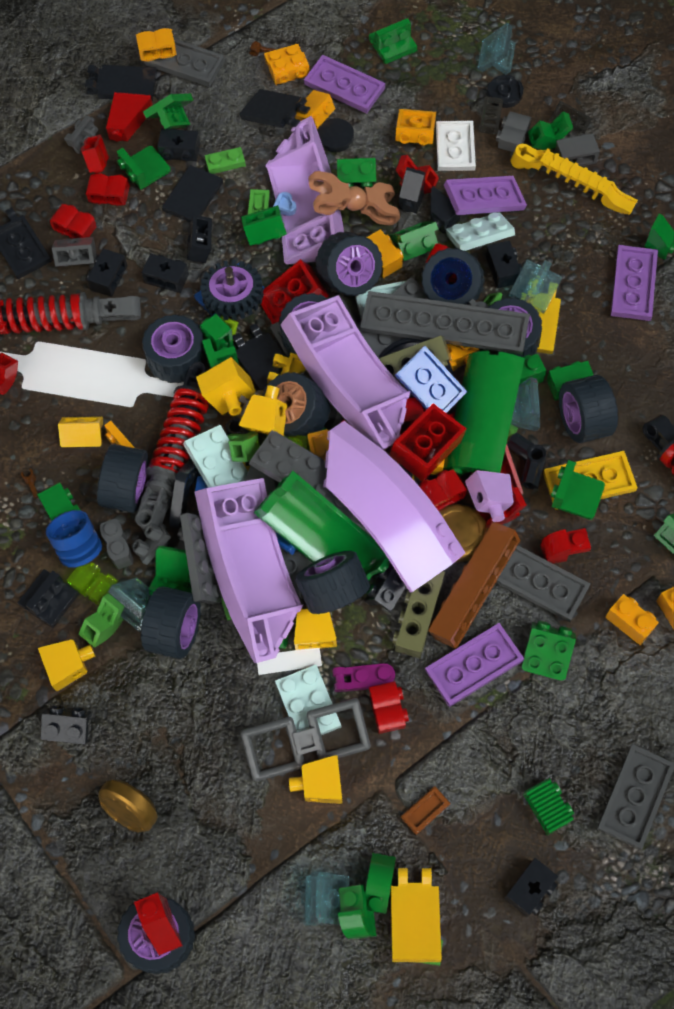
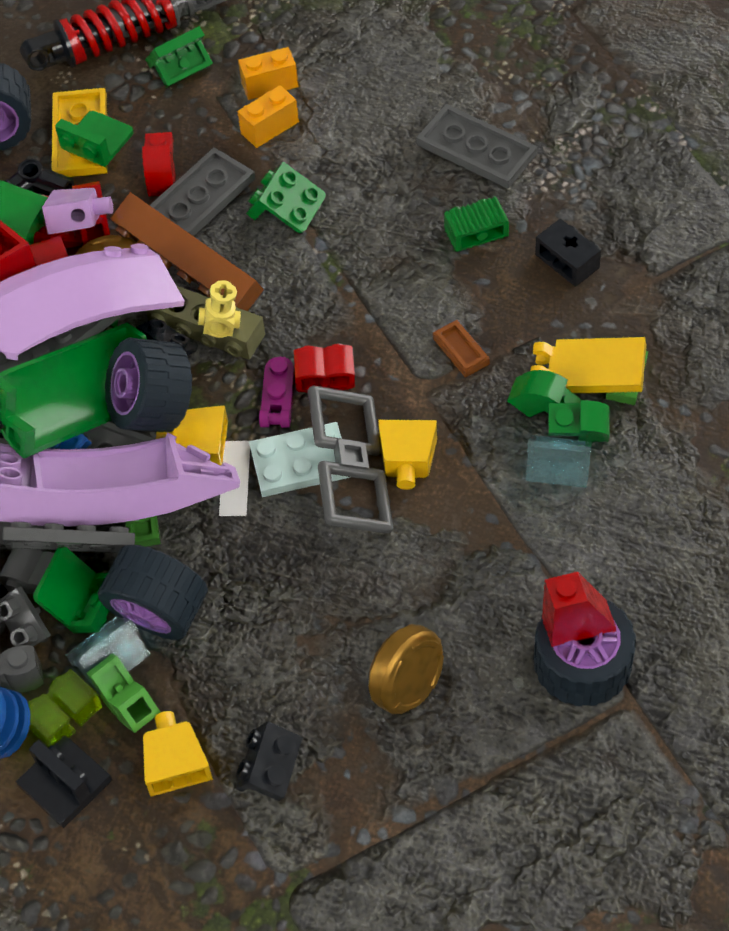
camera: 80 degrees left, 10 degrees down
(408, 620) = (219, 312): none -> light yellow connector
(474, 664) = (288, 275): medium lavender plate -> none

